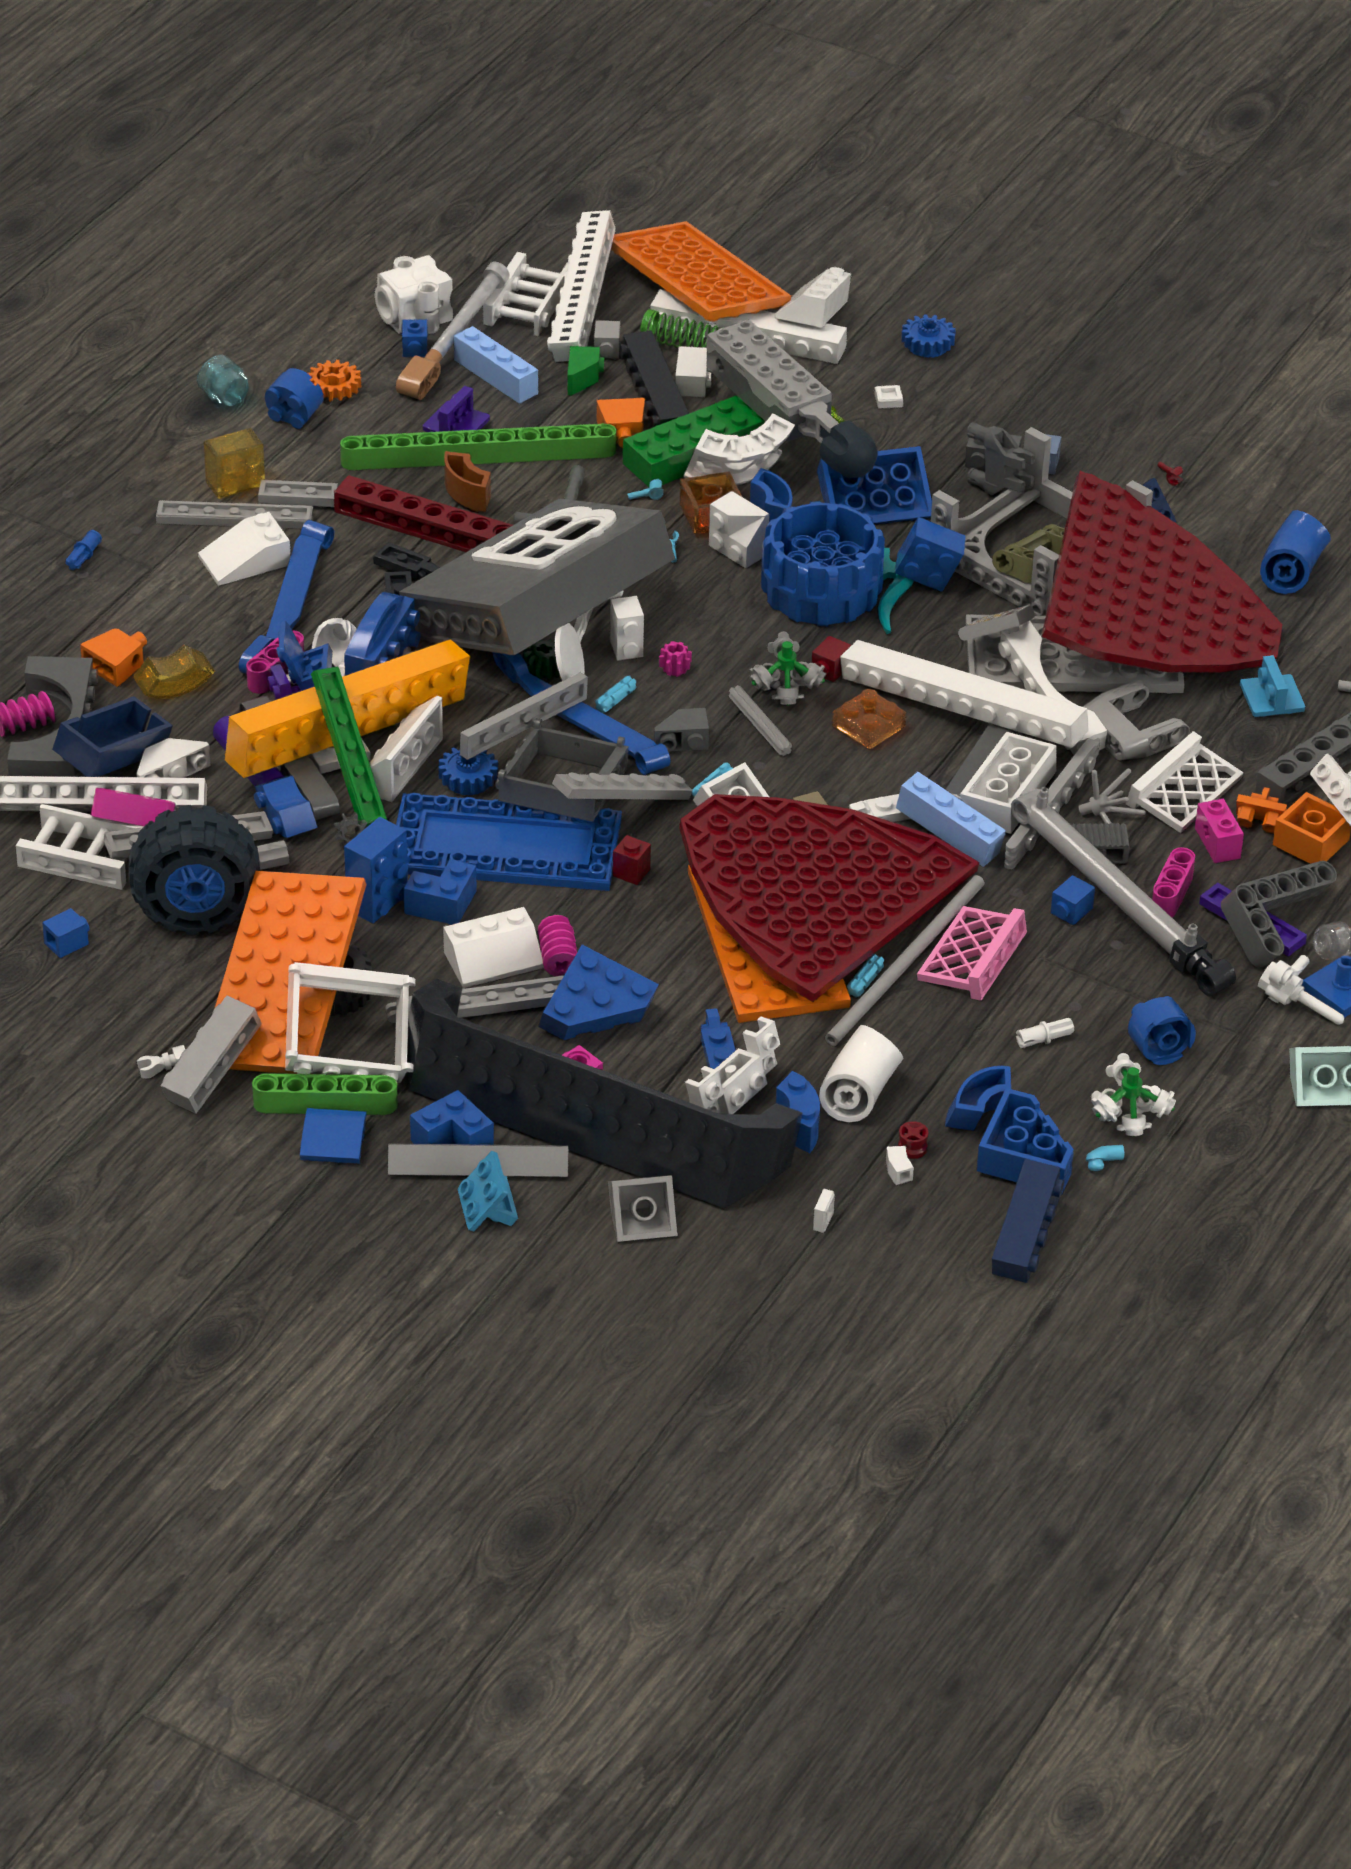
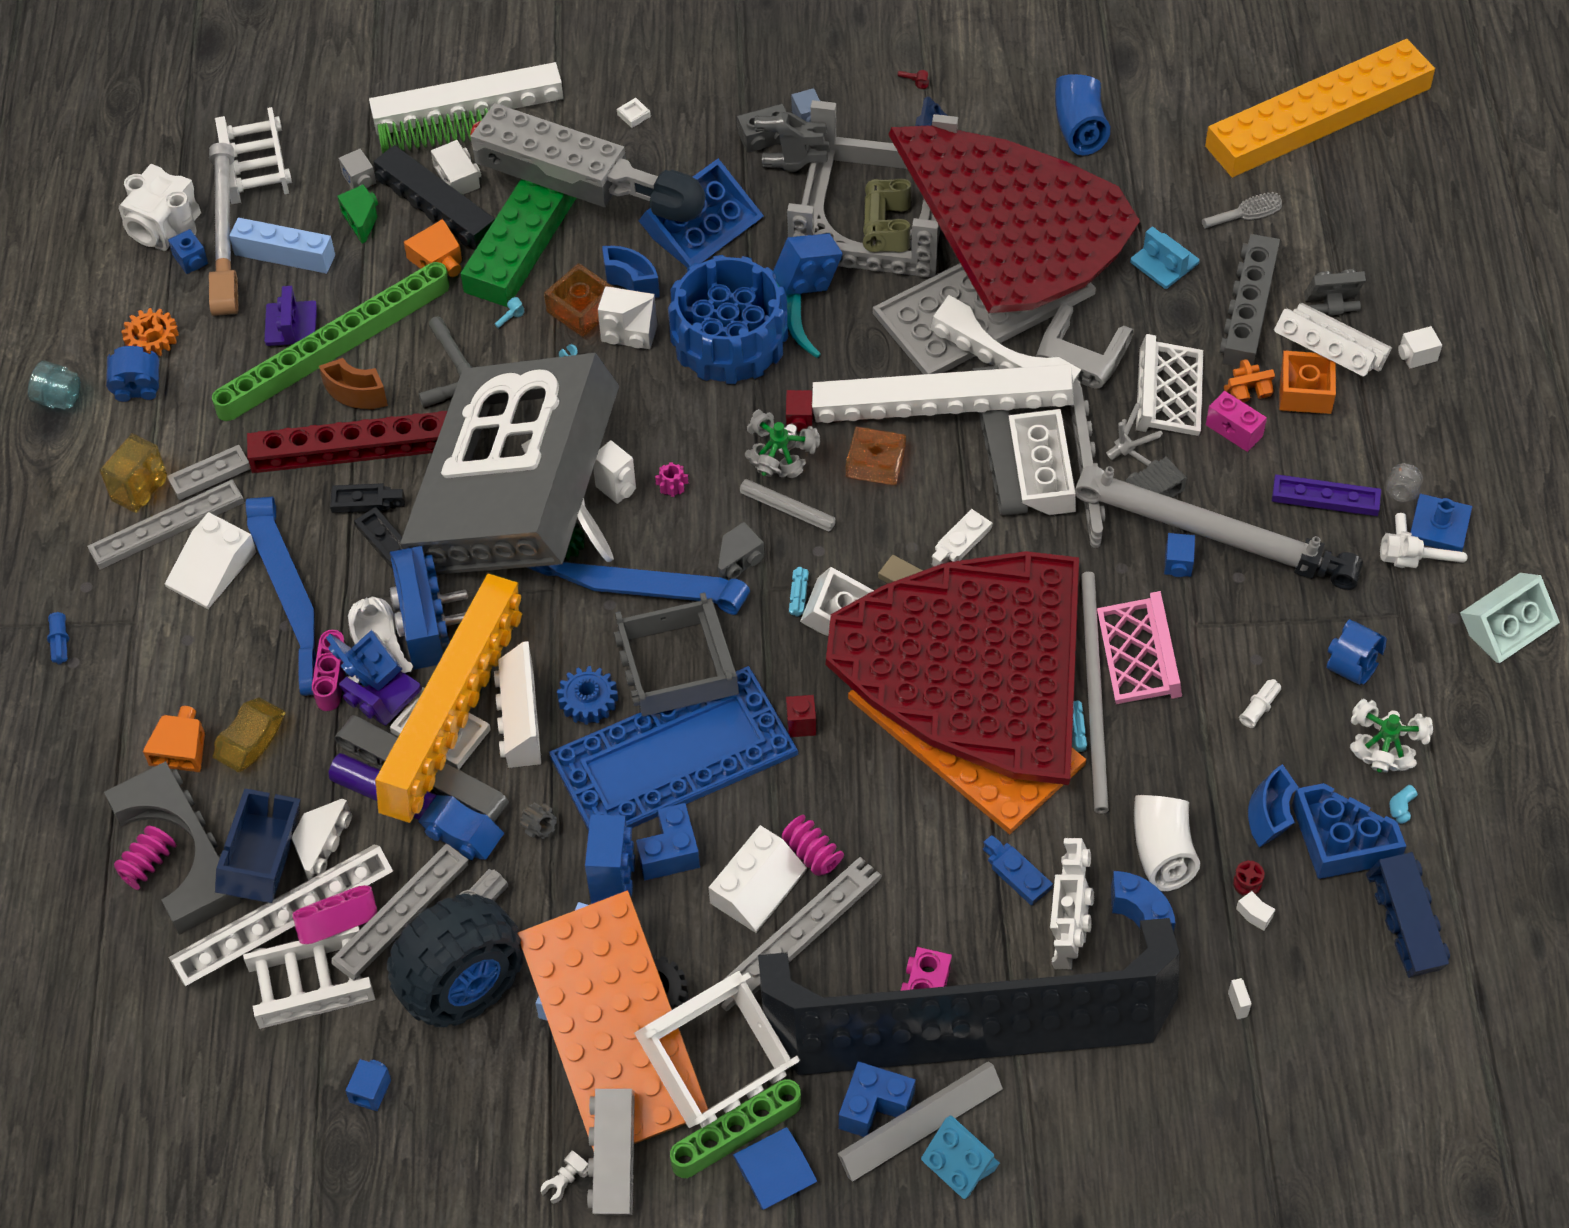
camera: 30 degrees left, 15 degrees up
(348, 744) = (486, 740): green tile -> none
(523, 715) = (604, 611): light grey plate -> none
(582, 283) = (300, 126): white brick -> none
(596, 996) = (889, 885): blue brick -> none
(615, 694) = (647, 542): medium azure axle -> none
(622, 786) = (748, 650): light grey plate -> none
(643, 1208) = (1094, 1086): light grey slope -> none
(698, 271) = (386, 64): orange plate -> none
(740, 455) = (568, 249): white fence -> none
(818, 299) = (507, 45): white slope -> none
(928, 336) = (621, 35): blue gear -> none
(950, 819) = (1028, 528): light blue brick -> none
(994, 623) = (921, 310): light grey container -> none
(1174, 880) = (1241, 490): dark pink beam -> none
(1248, 903) = (1327, 486): dark grey beam -> none

